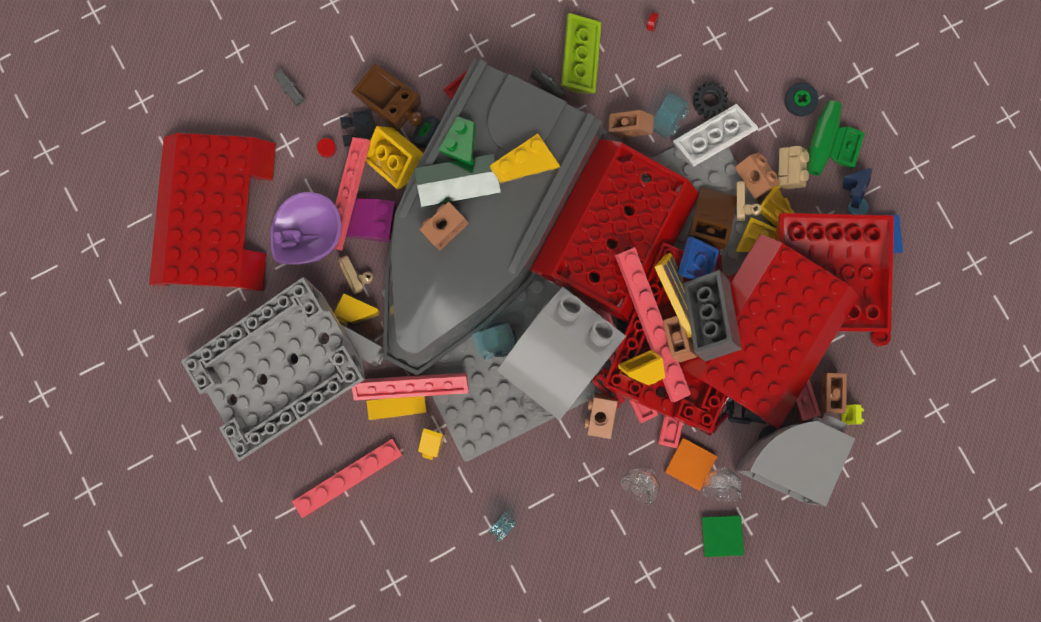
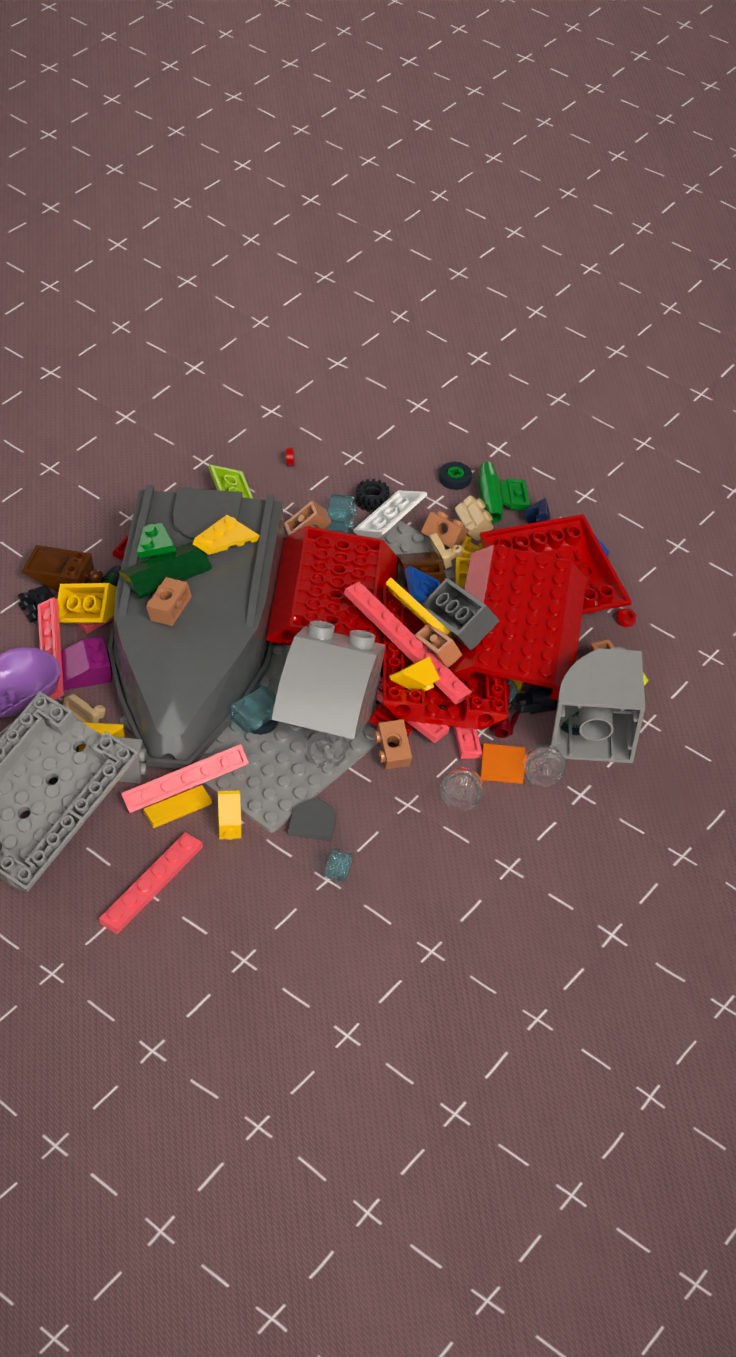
camera: 25 degrees left, 35 degrees down
(326, 147) = (12, 626): red tile -> none
(503, 464) = (313, 820): none -> dark grey tile
(722, 536) = (566, 810): green tile -> none

